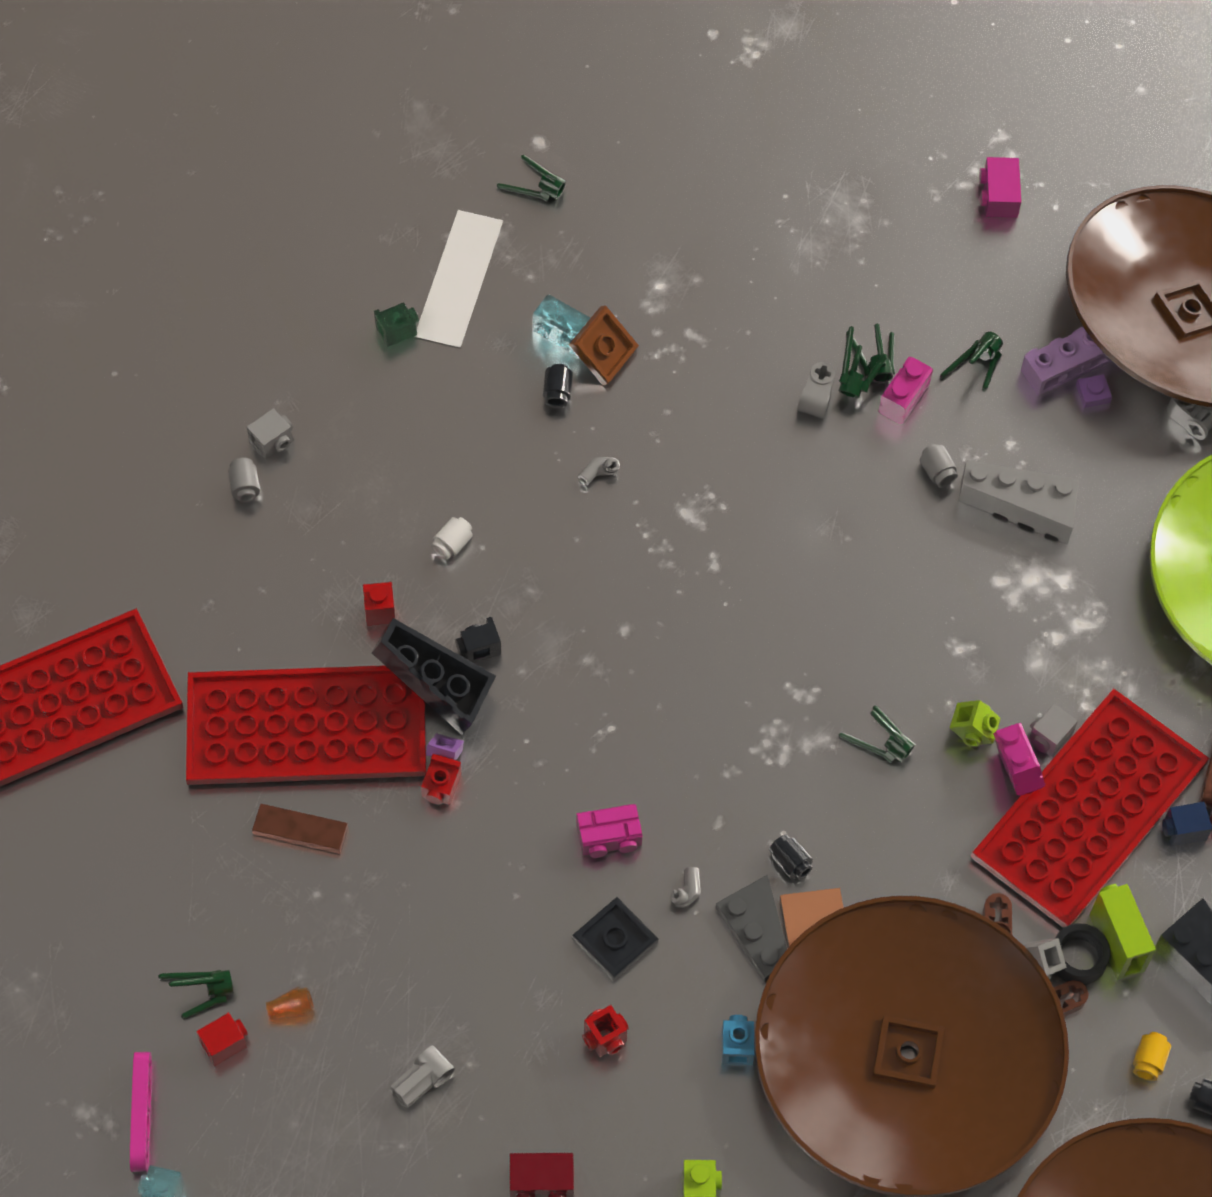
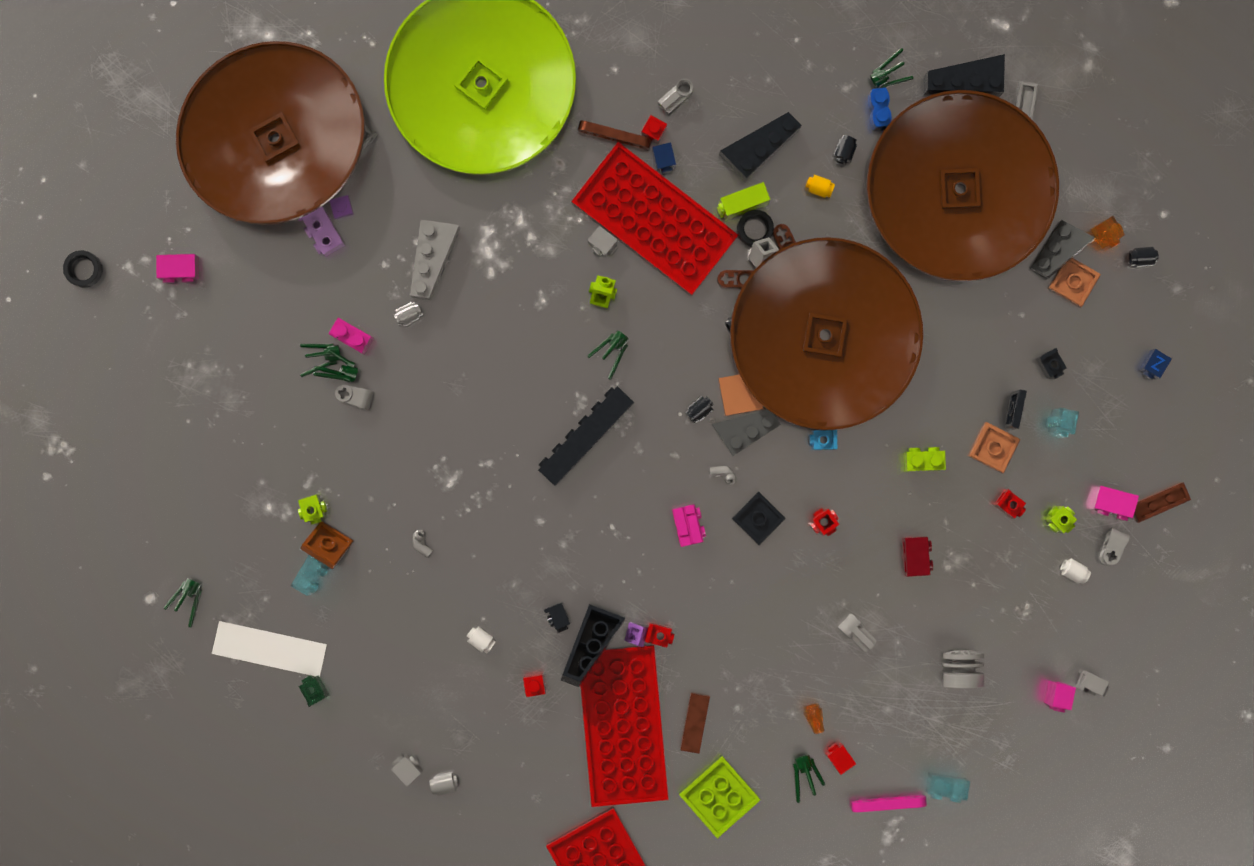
camera: 95 degrees left, 25 degrees up
(181, 856) = (719, 797): none -> lime plate
(557, 385) = (357, 575): black brick -> none
(656, 330) = (305, 509): none -> lime brick
(753, 693) = (586, 435): none -> black brick
(985, 349) = (312, 279): dark green plant -> none
(994, 96) = (67, 268): none -> black tyre
(1019, 759) = (628, 264): dark pink brick -> none

